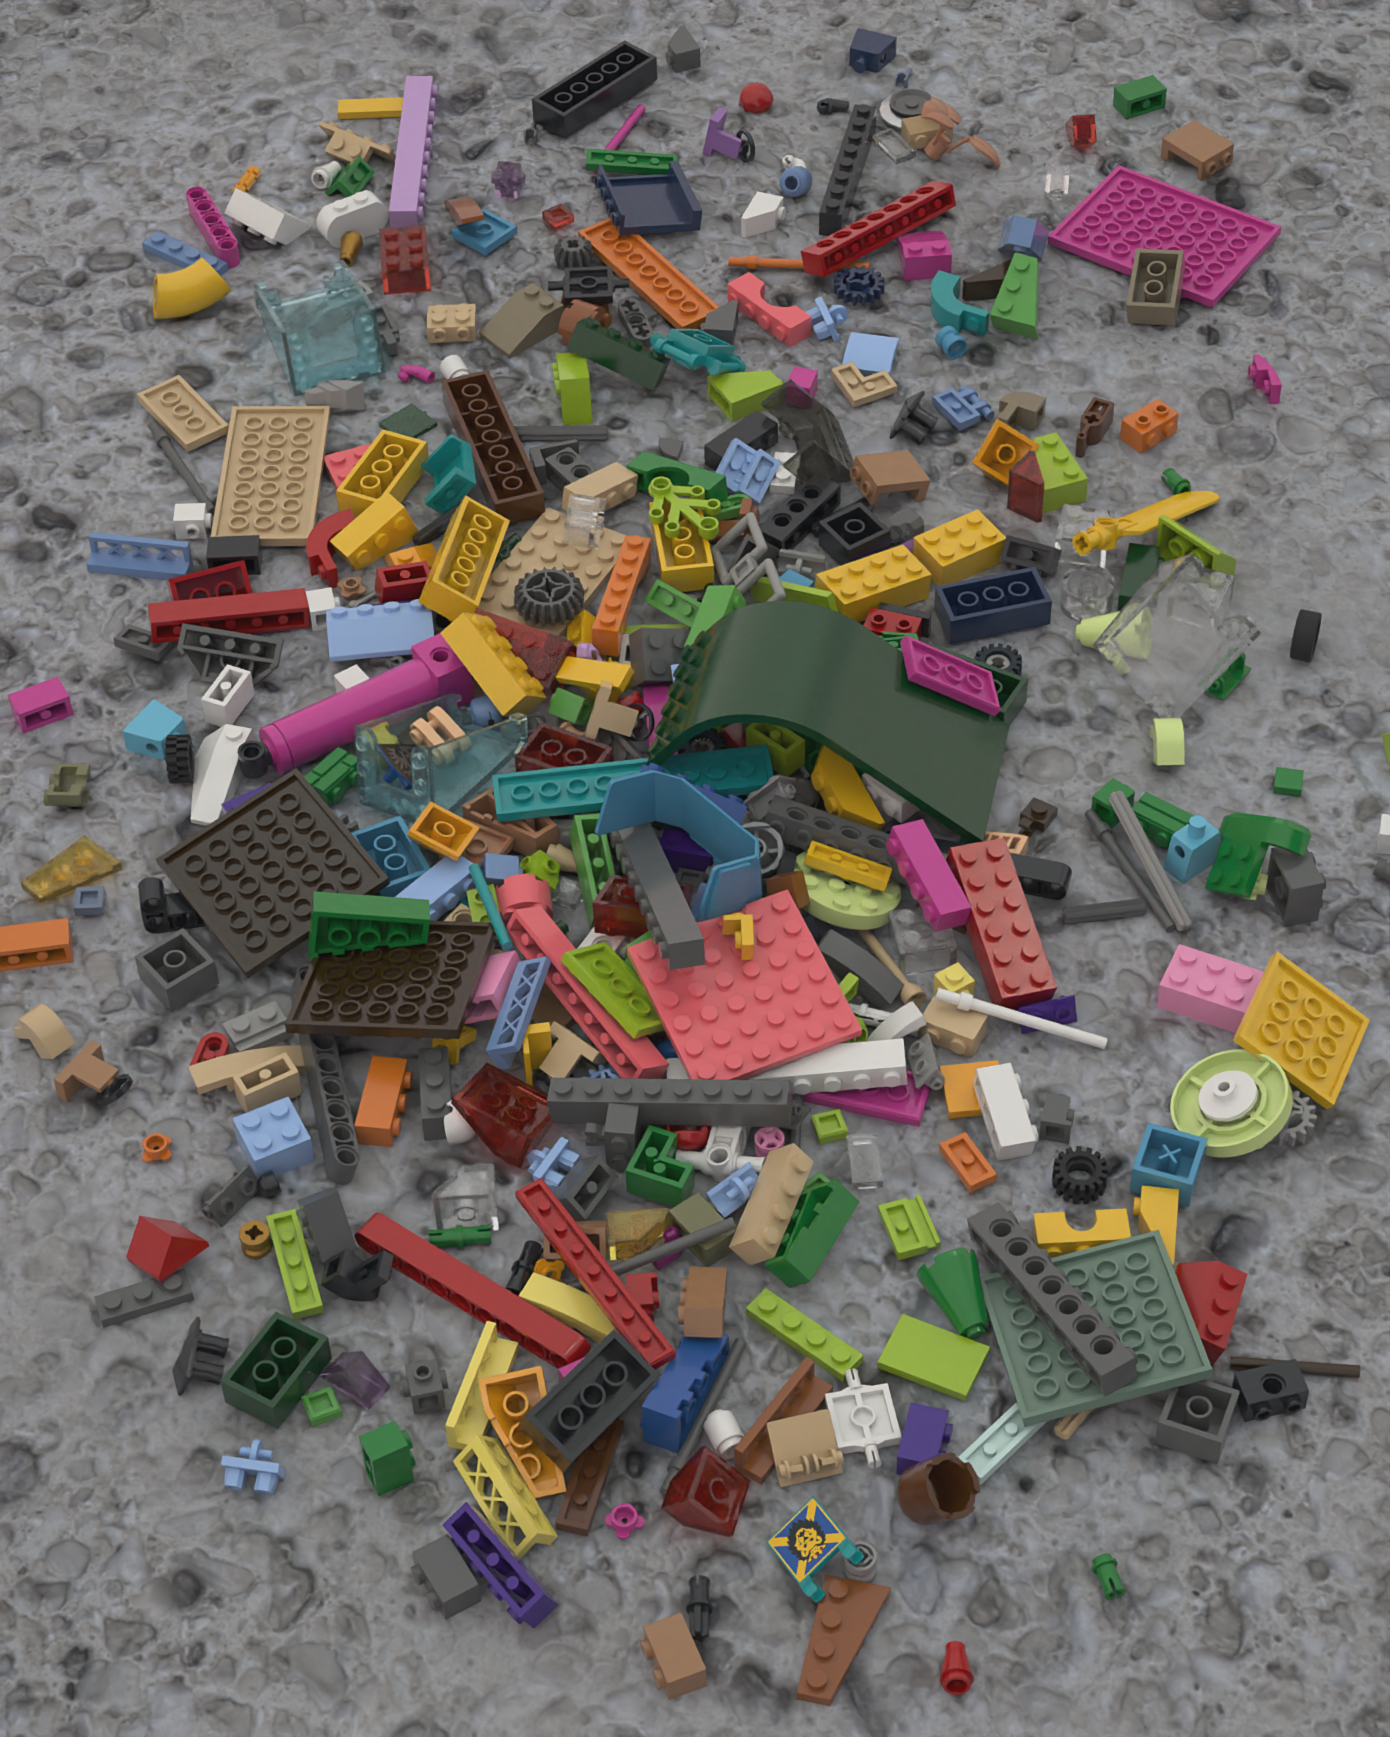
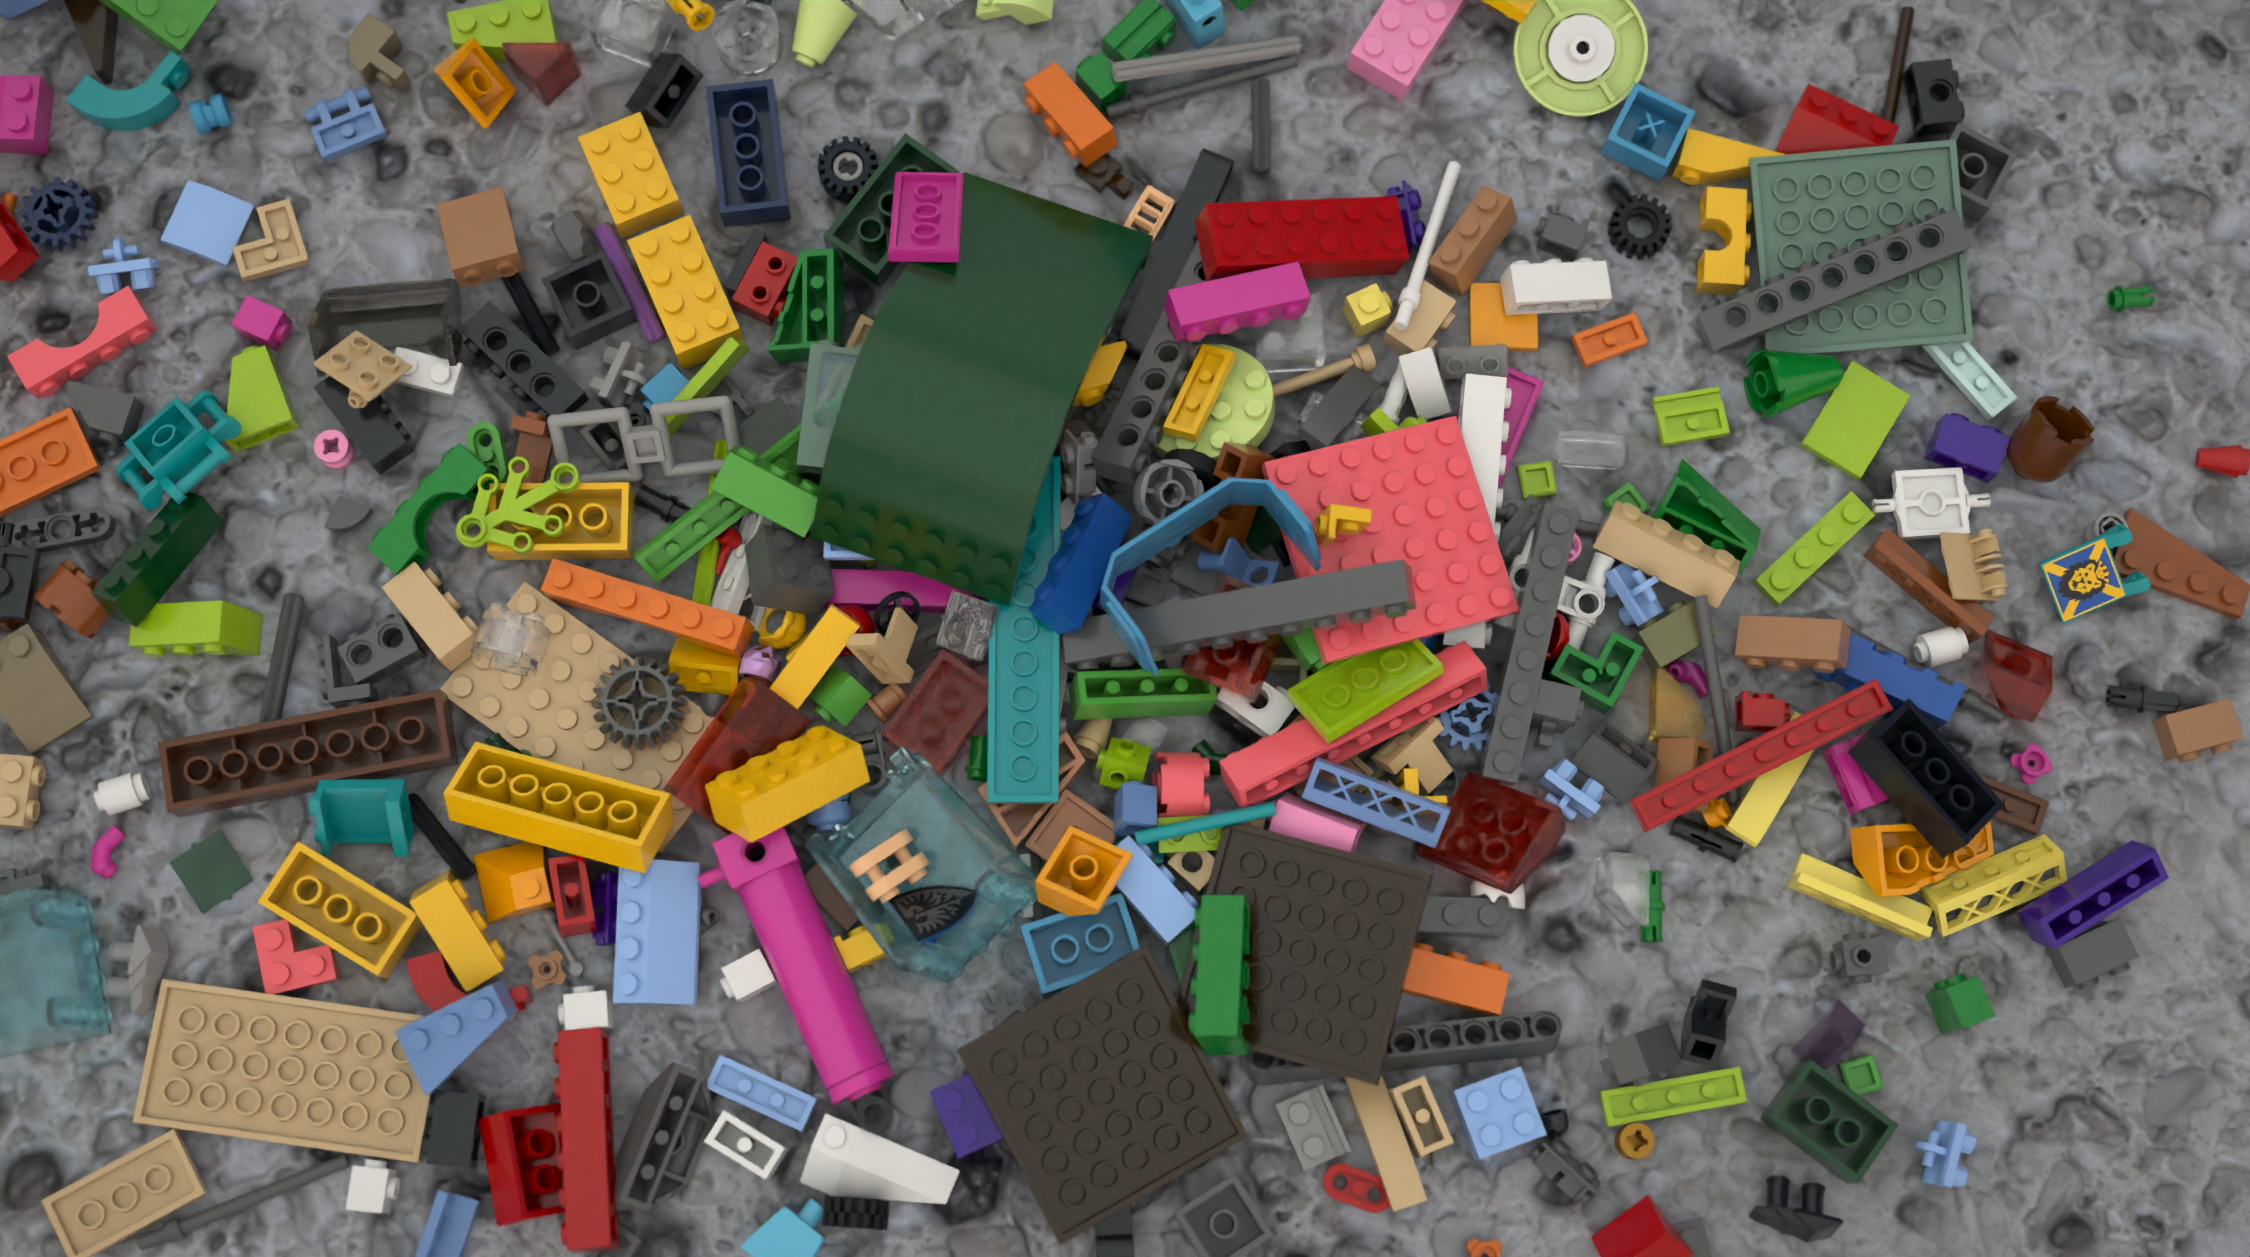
camera: 90 degrees left, 30 degrees up
(269, 702) = (761, 1093): none -> light blue plate
(296, 528) = (452, 1034): none -> medium blue wedge
(334, 776) = (912, 1012): green brick -> none
(473, 1292) = (1731, 900): red beam -> none
(627, 754) = (967, 625): none -> clear piece
(714, 428) = (339, 455): none -> bright pink wheel
(747, 470) = (429, 419): light blue slope -> none
(772, 423) = (362, 367): none -> tan hinge
(912, 411) = (351, 193): black connector -> none
(1033, 1050) = (1472, 240): none -> medium nougat brick
(1074, 781) = (1069, 115): none -> orange brick

